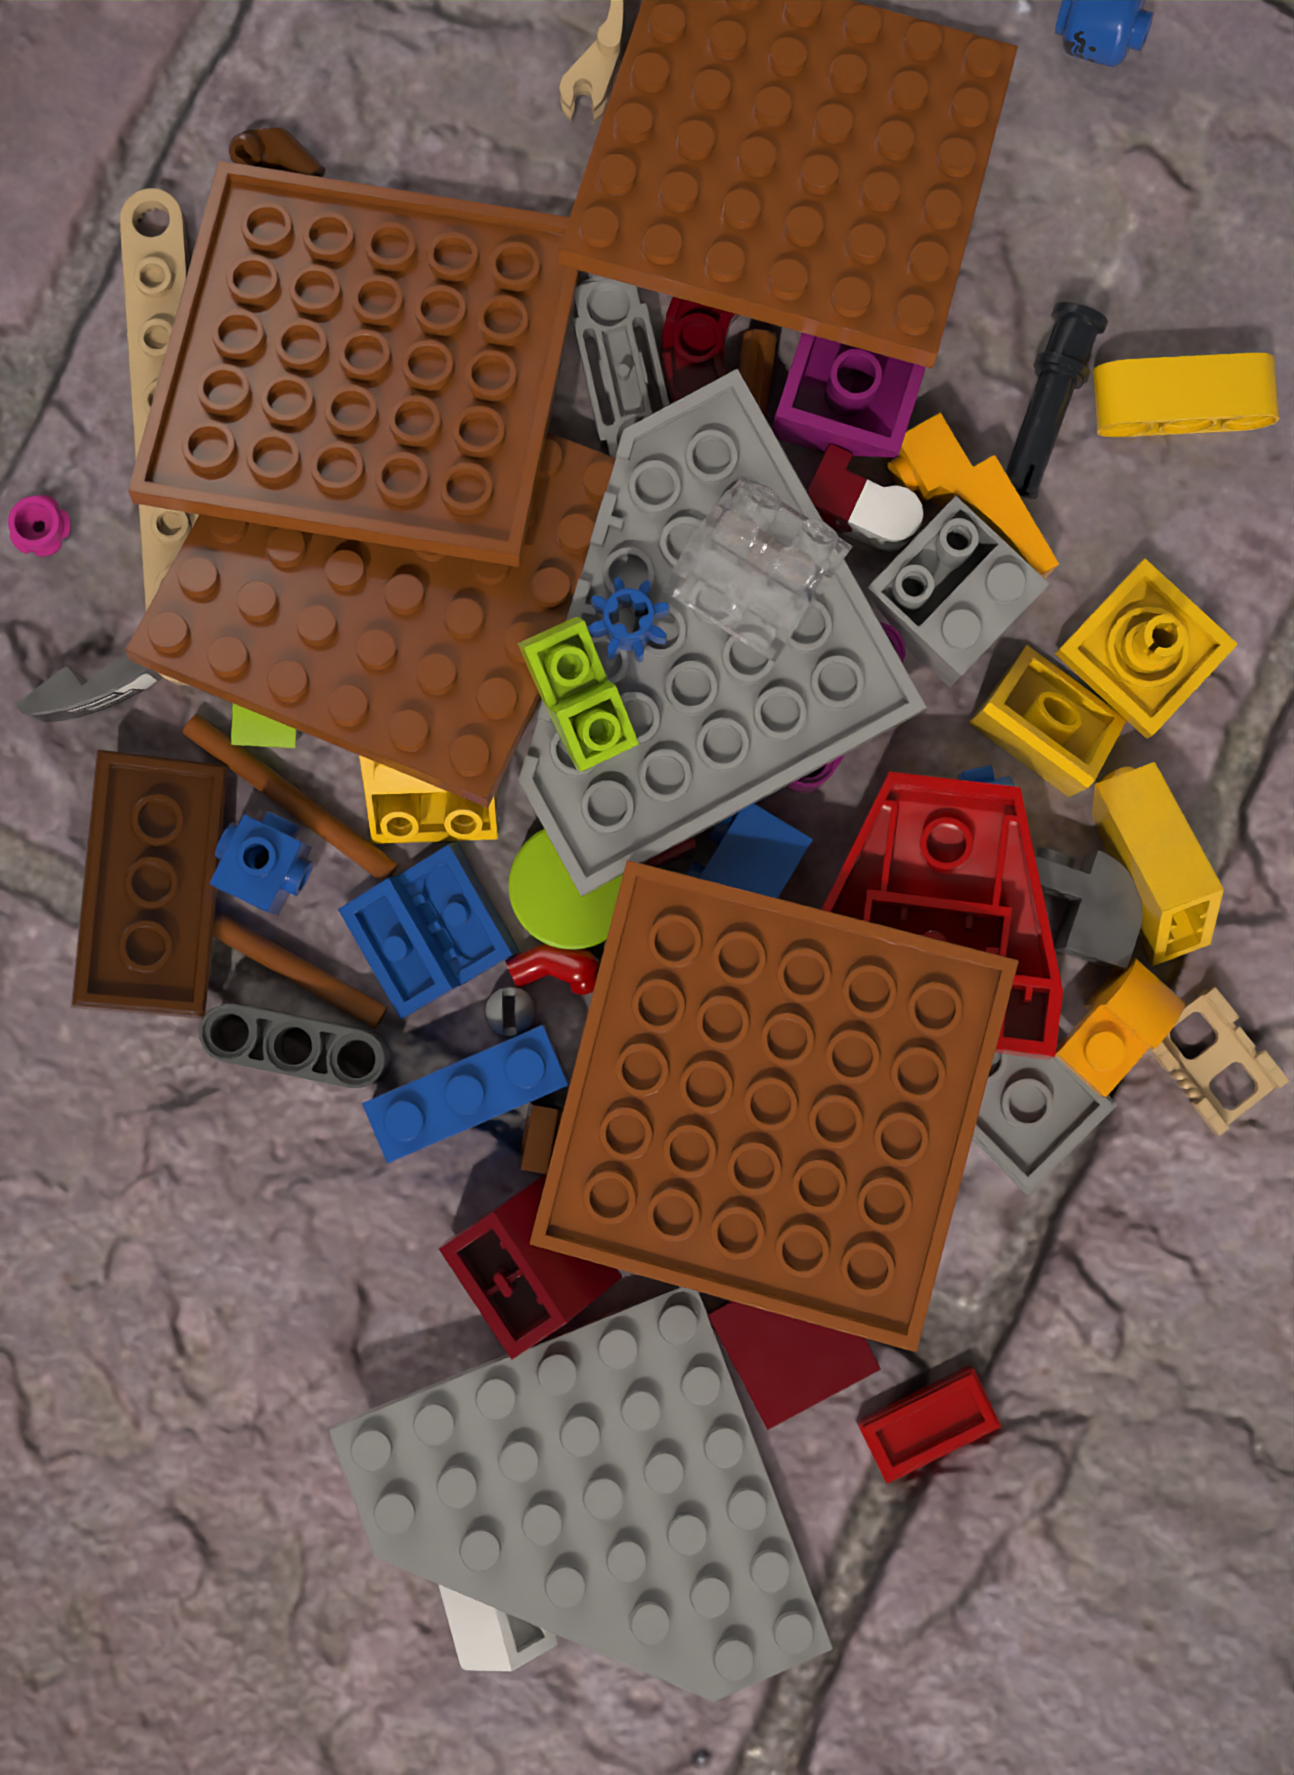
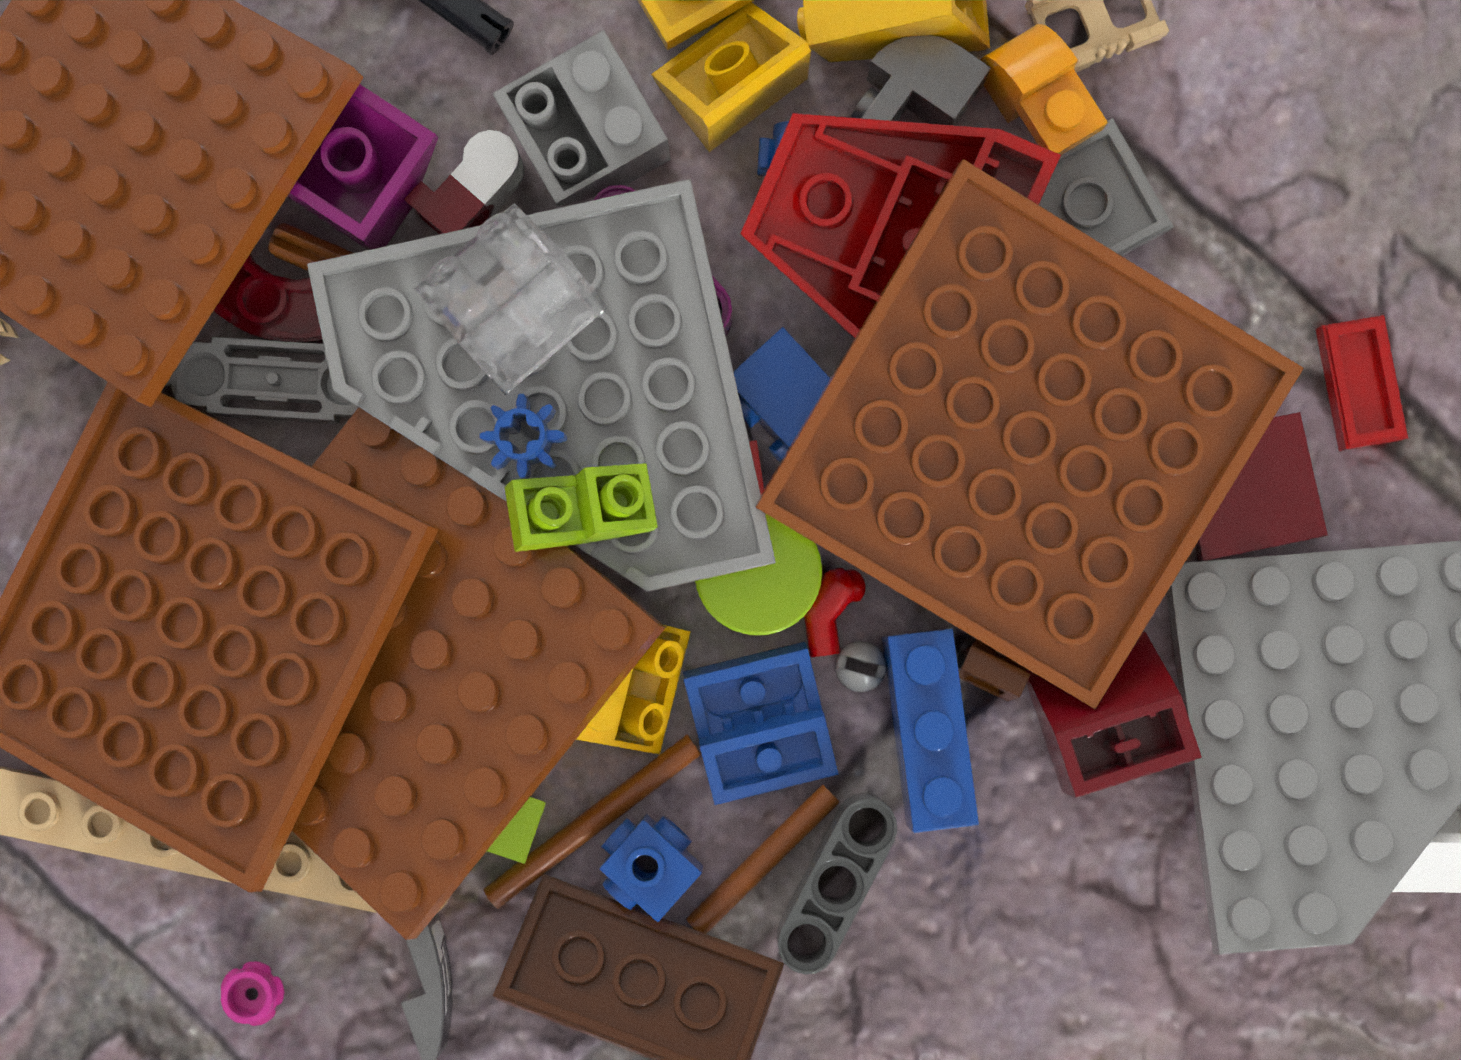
camera: 65 degrees left, 0 degrees up
(939, 470) = (463, 102): light orange slope -> none

